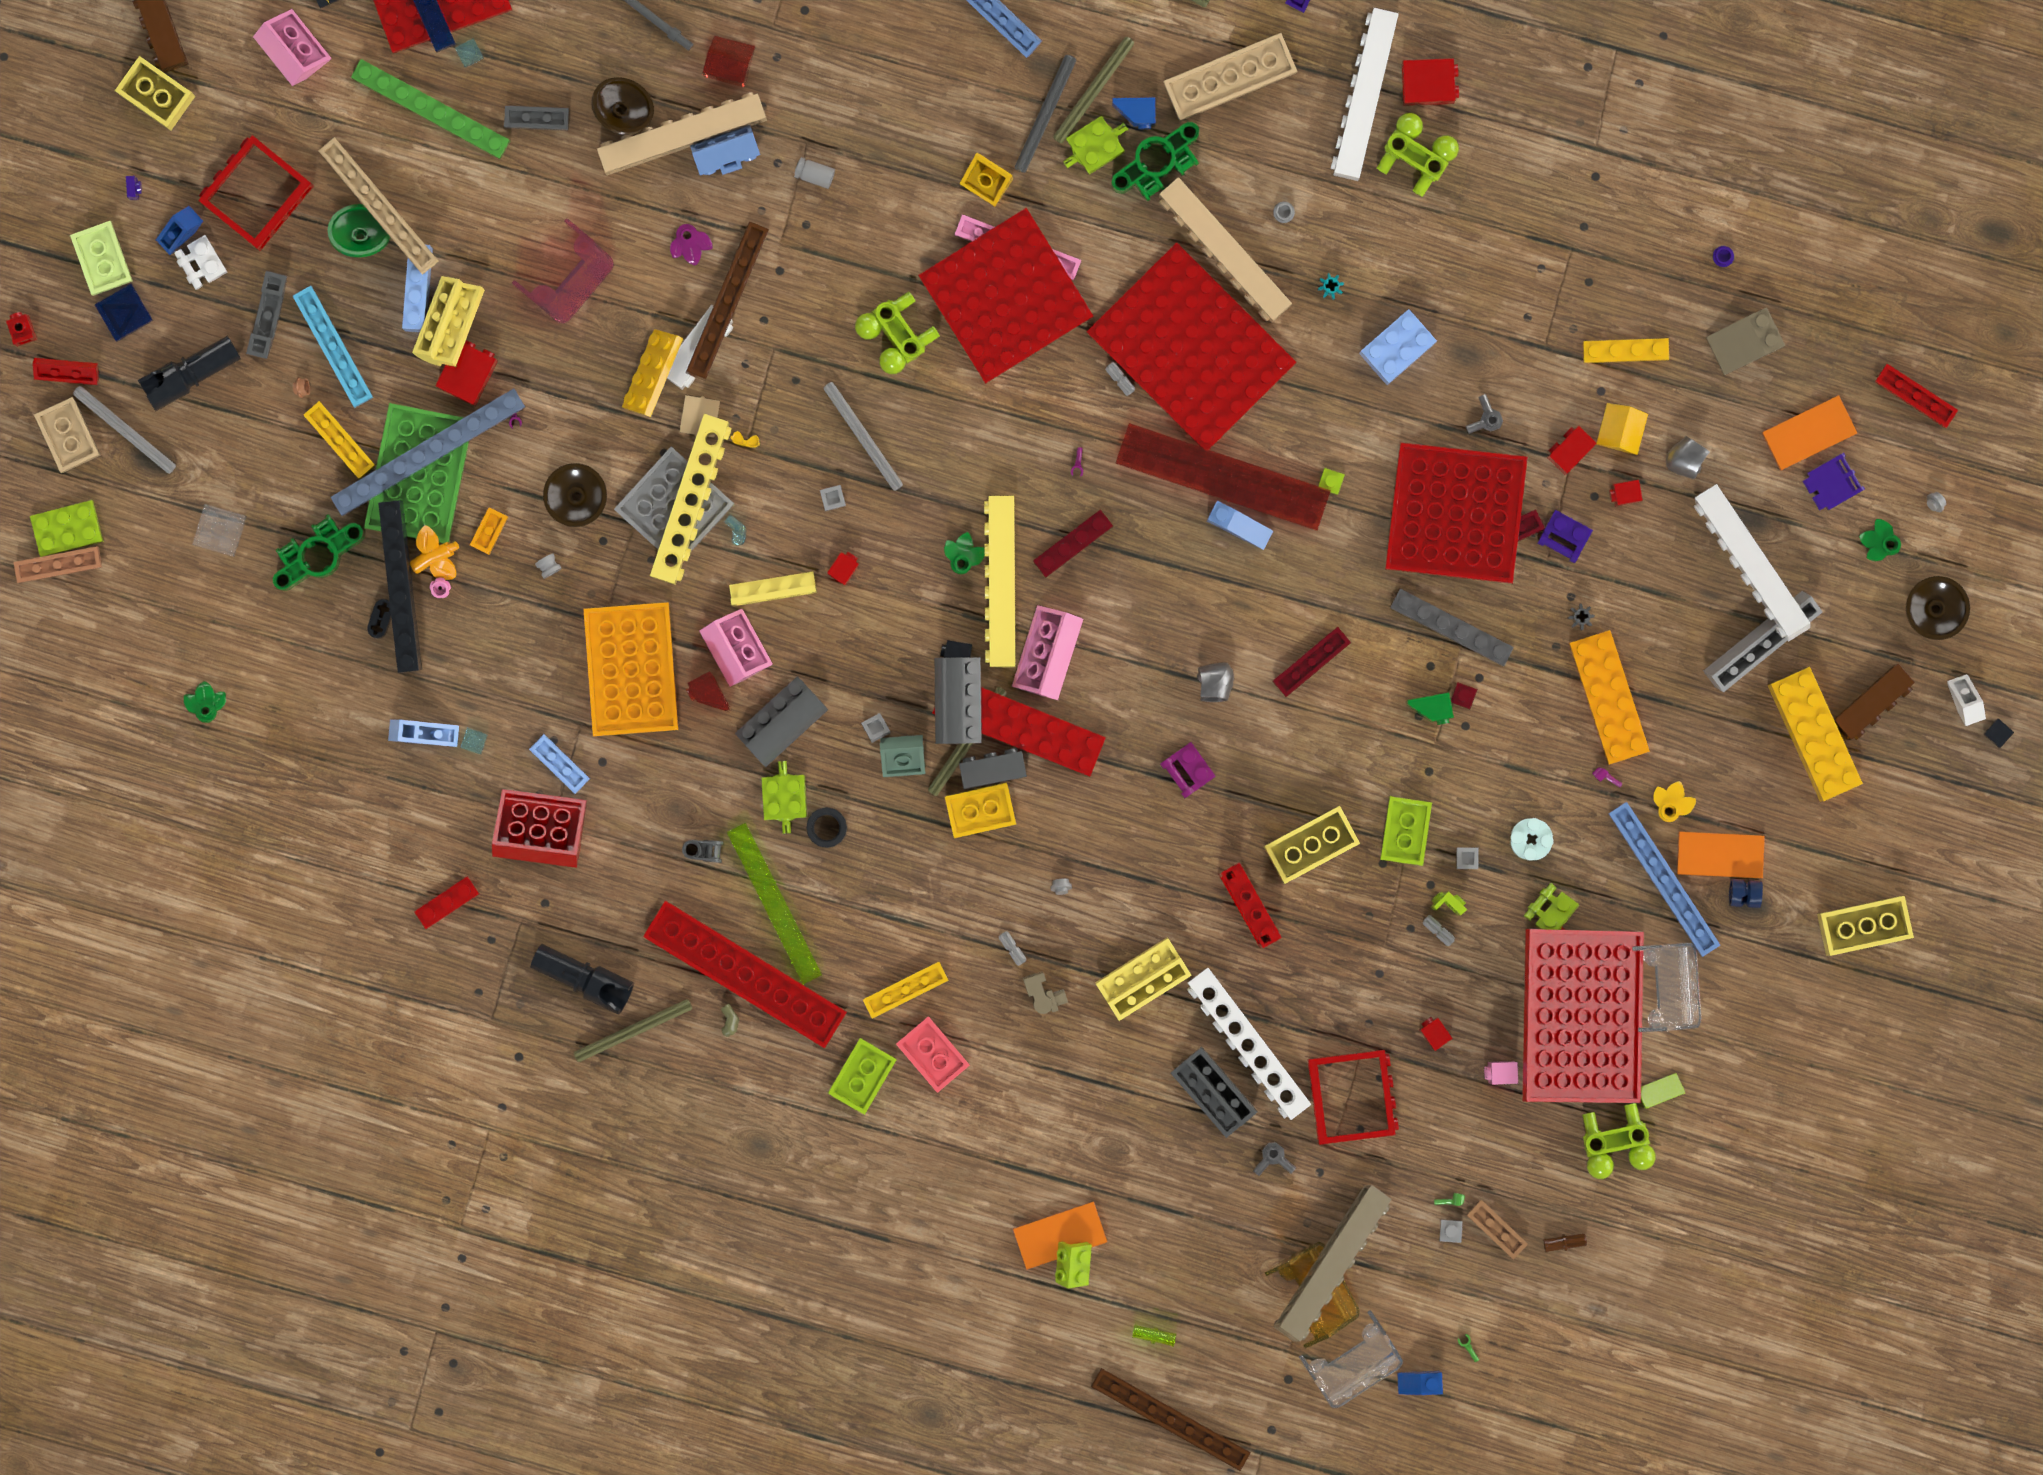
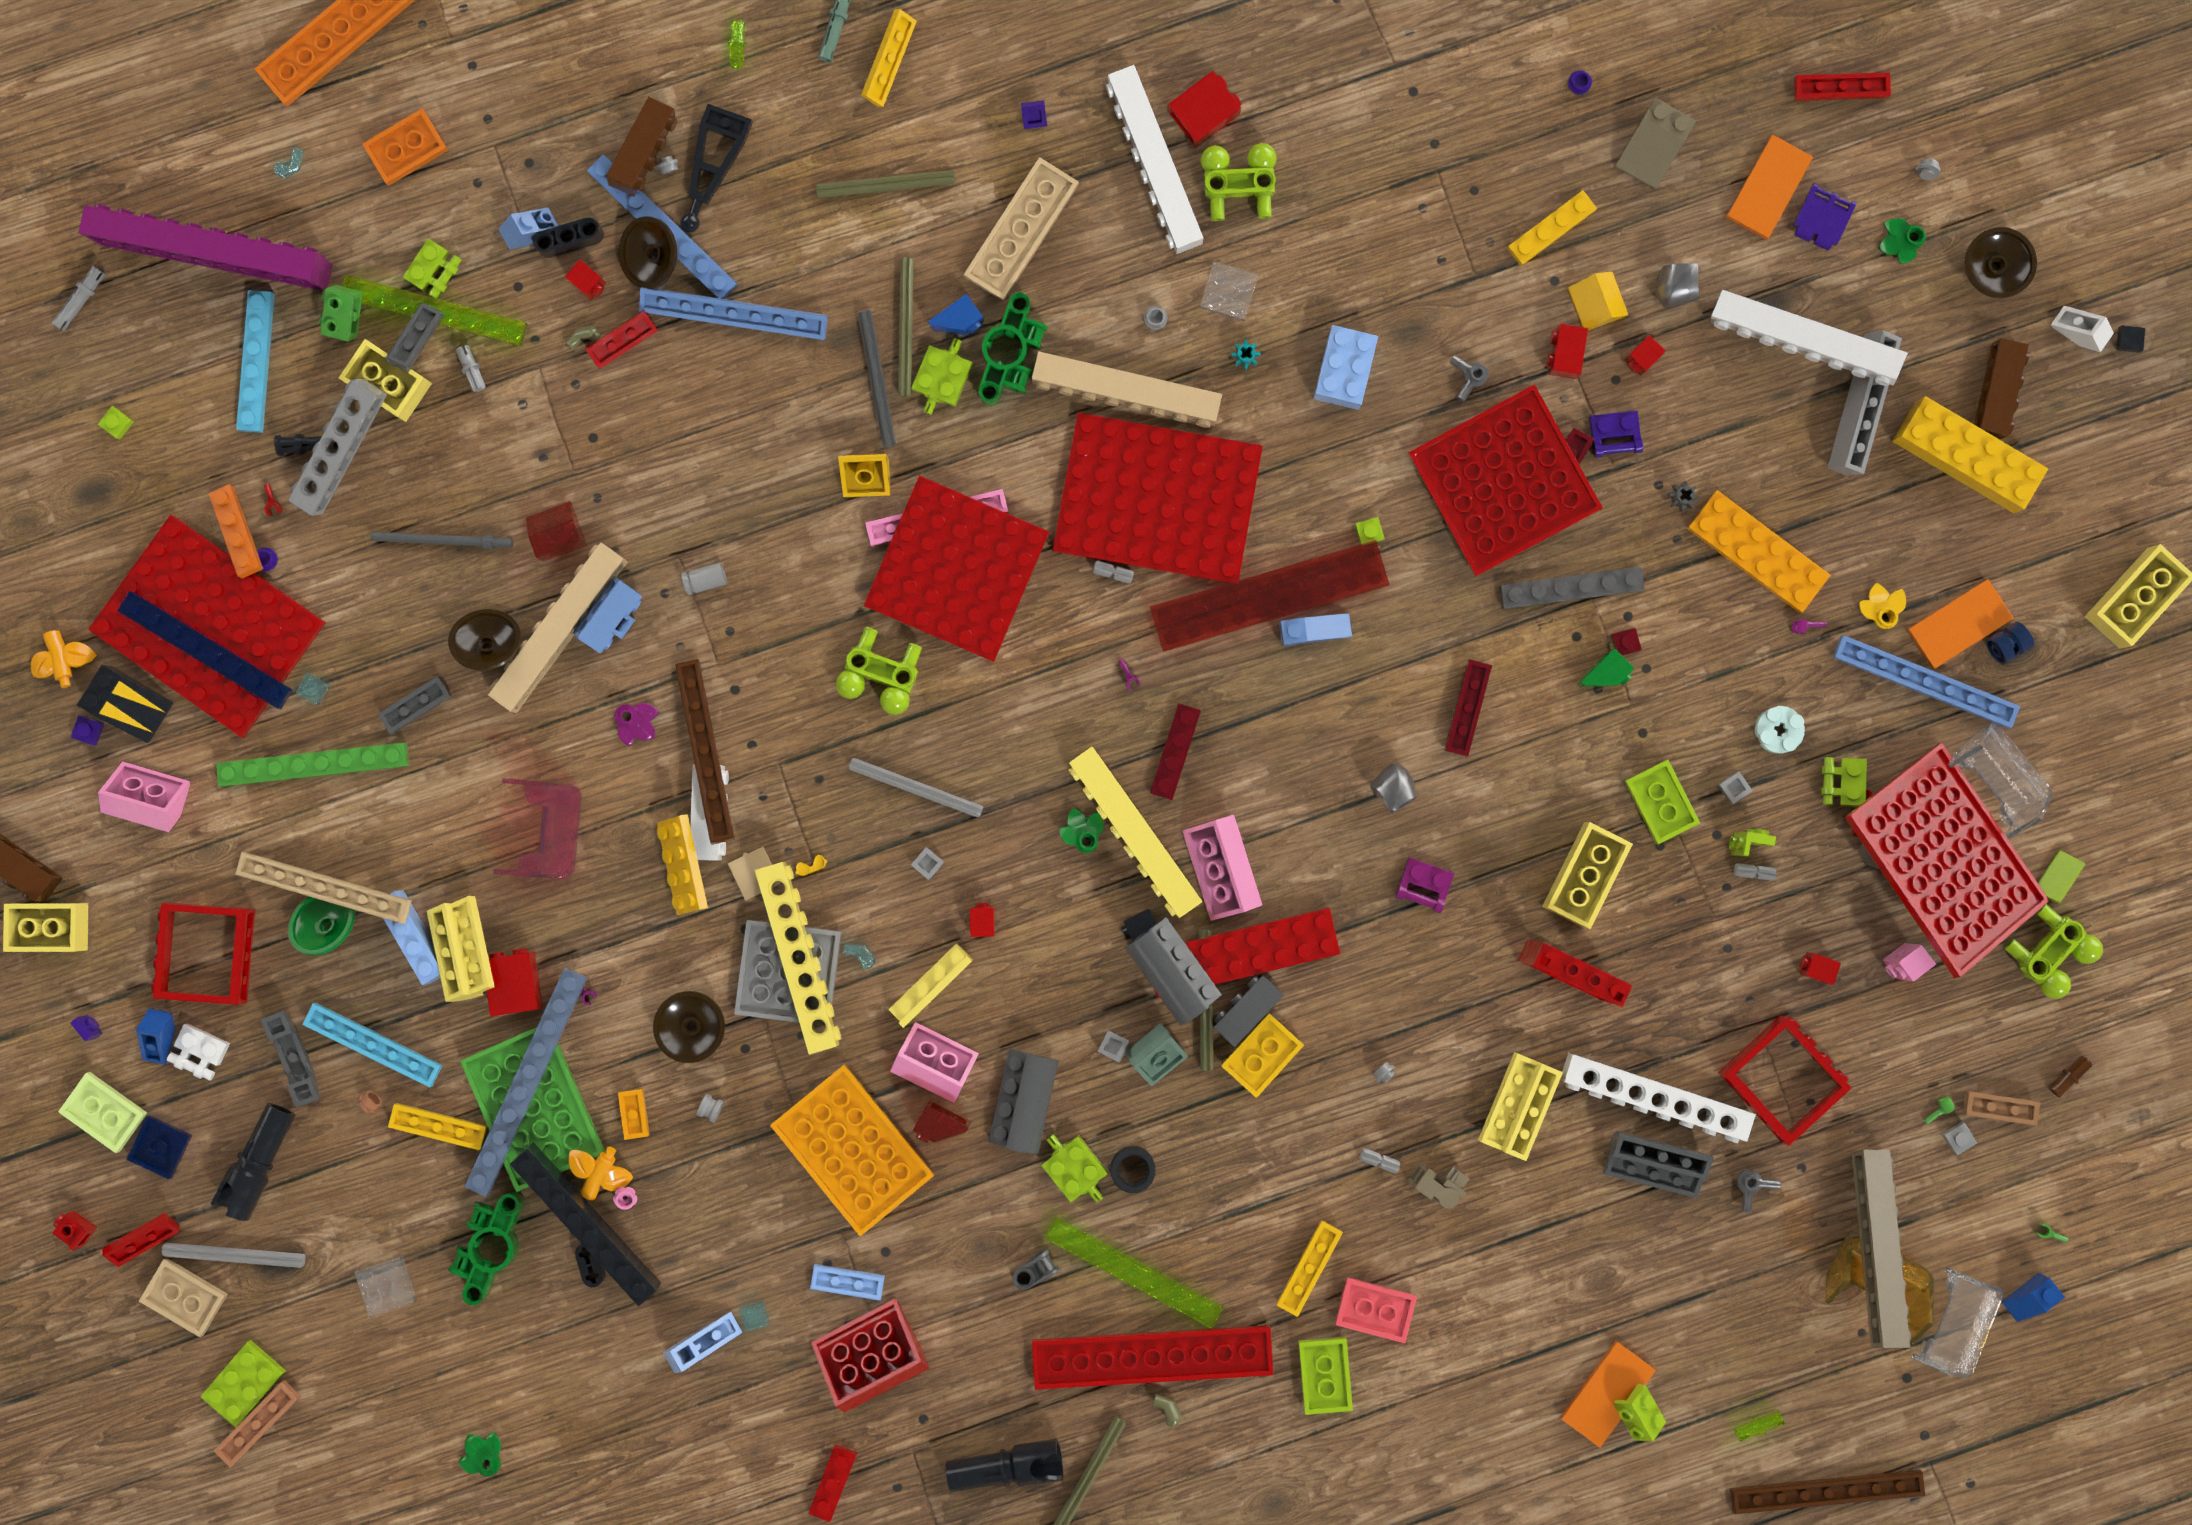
camera: 30 degrees left, 0 degrees up
(1352, 230) = (1229, 291): none -> clear plate

